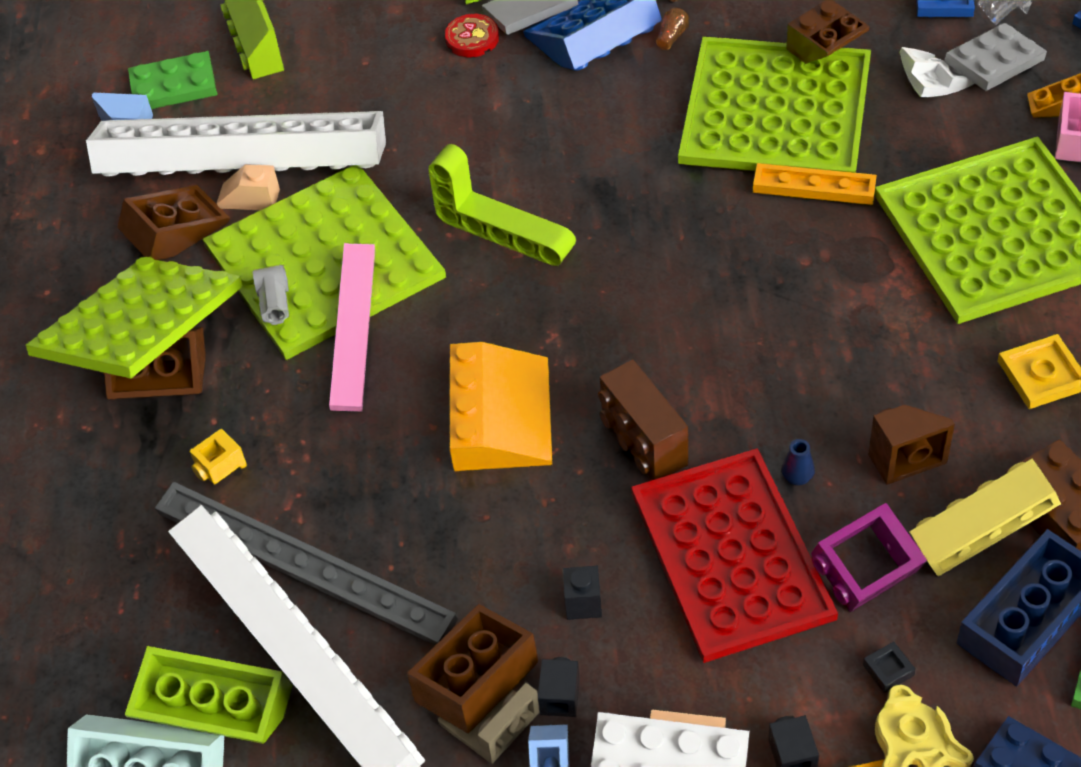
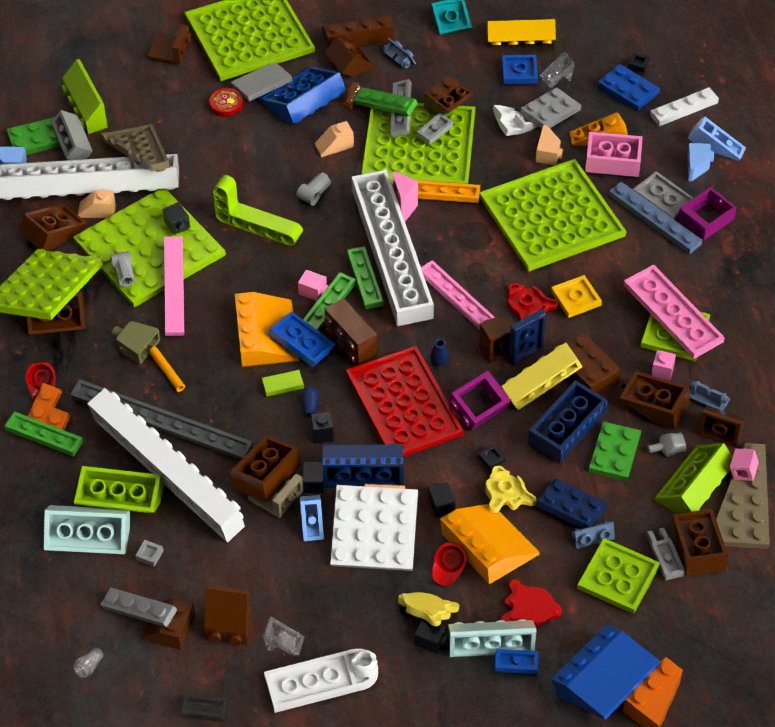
camera: 10 degrees left, 0 degrees up
(101, 577) = (44, 434): none -> bright green plate
(107, 533) = (45, 410): none -> orange plate
(109, 483) = (37, 375): none -> red piece
(217, 457) = (102, 364): yellow brick -> none
(223, 80) = (71, 136): none -> light grey brick
(279, 417) = (136, 340): none -> olive torso
(325, 97) = (140, 145): none -> dark tan wing
(325, 470) = (167, 369): none -> light orange piece
(368, 214) = (176, 218): none -> black brick
(520, 505) = (282, 383): none -> lime tile
(558, 428) = (302, 339): none -> blue plate
(564, 540) = (309, 401): none -> dark blue cone
(585, 334) = (312, 285): none -> bright pink brick
(595, 178) = (311, 192): none -> light grey piece
(626, 344) = (337, 290): none -> bright green plate
(640, 96) = (335, 139): none -> light nougat slope
(650, 672) = (363, 465): none -> dark blue brick
(675, 325) = (365, 277): none -> bright green plate
(724, 37) = (385, 101): none -> bright green plate
(725, 279) = (392, 248): none -> white brick
(748, 49) = (400, 123): none -> light grey plate
(749, 187) = (406, 193): none -> bright pink slope
(803, 82) = (435, 128): none -> light grey plate
(830, 360) = (455, 294): none -> bright pink tile
(958, 443) = (527, 337): none -> dark blue tile
(959, 380) = (528, 301): none -> red tile
(993, 117) = (548, 148): none -> light nougat slope

